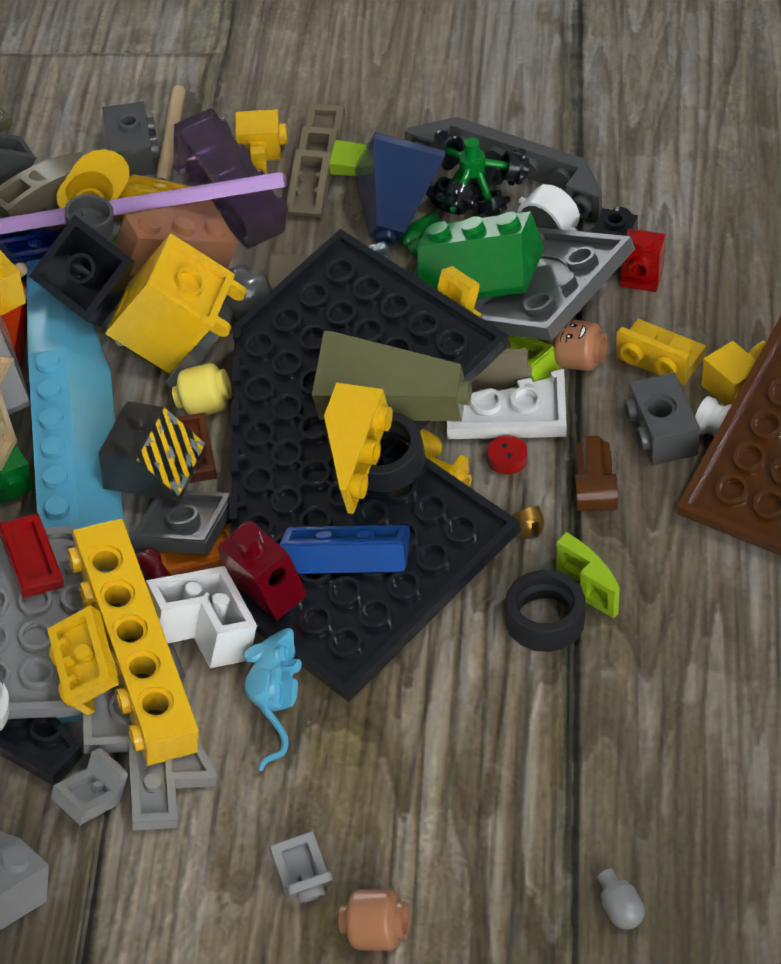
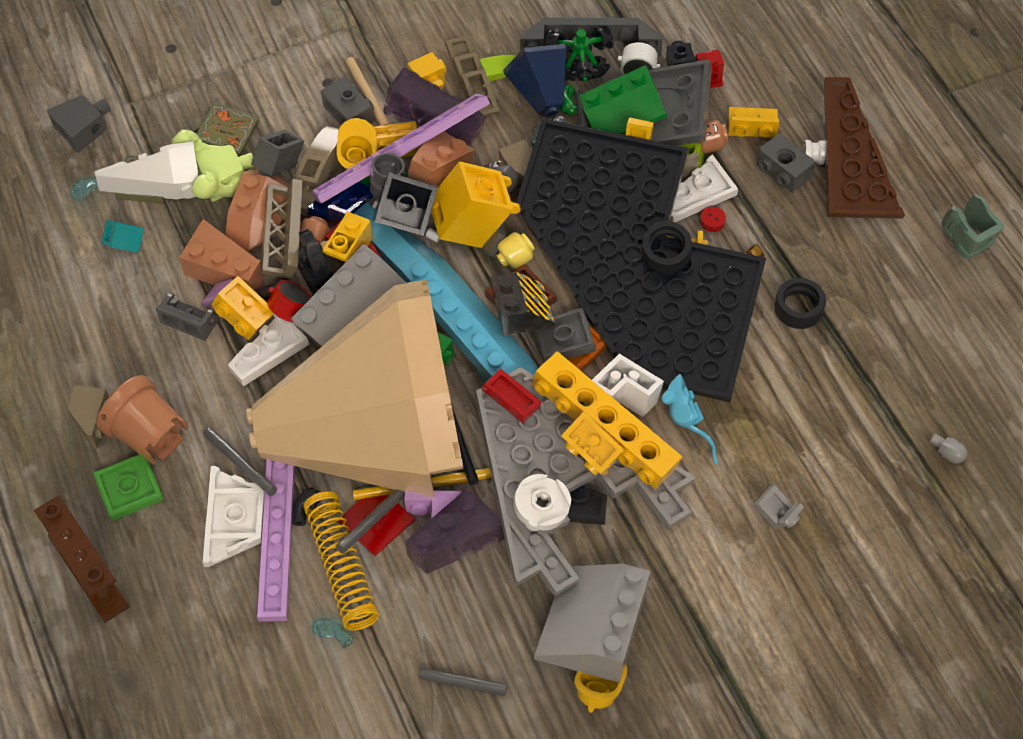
camera: 30 degrees left, 10 degrees up
(92, 789) = (631, 515): light grey bracket -> none
(250, 561) = (645, 346): dark red torso -> none
(347, 548) = (677, 314): blue slope -> none
(354, 428) = (652, 246): yellow slope -> none
(374, 920) = (837, 518): nougat head -> none
(412, 382) = (639, 205): olive slope -> none
(593, 574) = (804, 267): lime slope -> none
(594, 482) = (774, 216): reddish brown piece -> none
(727, 370) = (806, 120): yellow brick -> none

